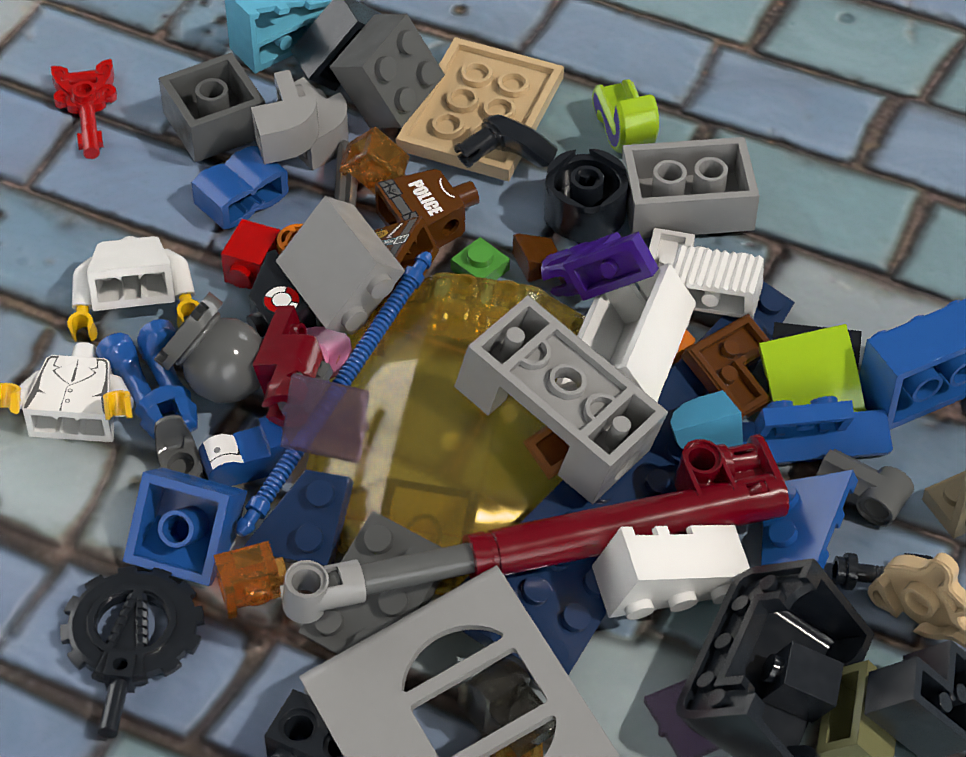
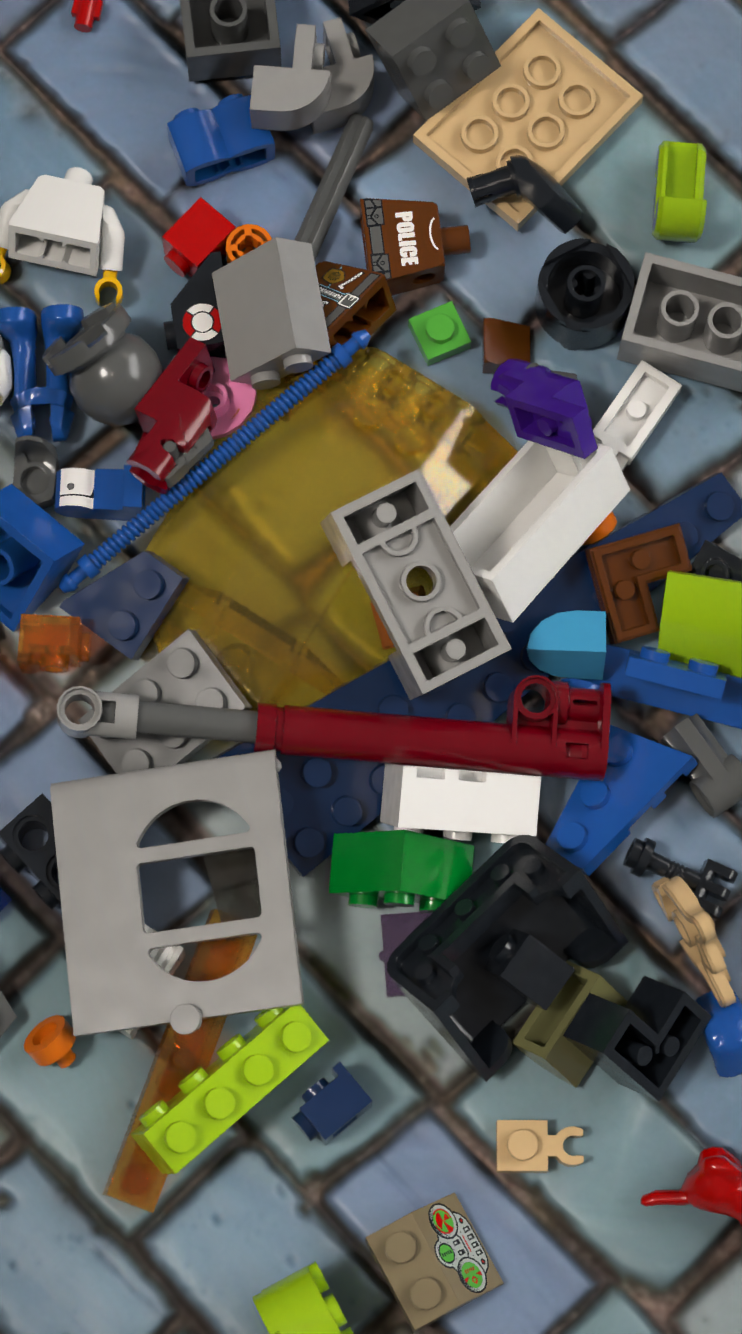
camera: 20 degrees right, 25 degrees up
(325, 418) = (181, 505): clear purple piece -> none
(373, 159) = (374, 163): clear orange brick -> none
(640, 636) = (398, 868): none -> green brick
(721, 280) = (666, 471): white brick -> none

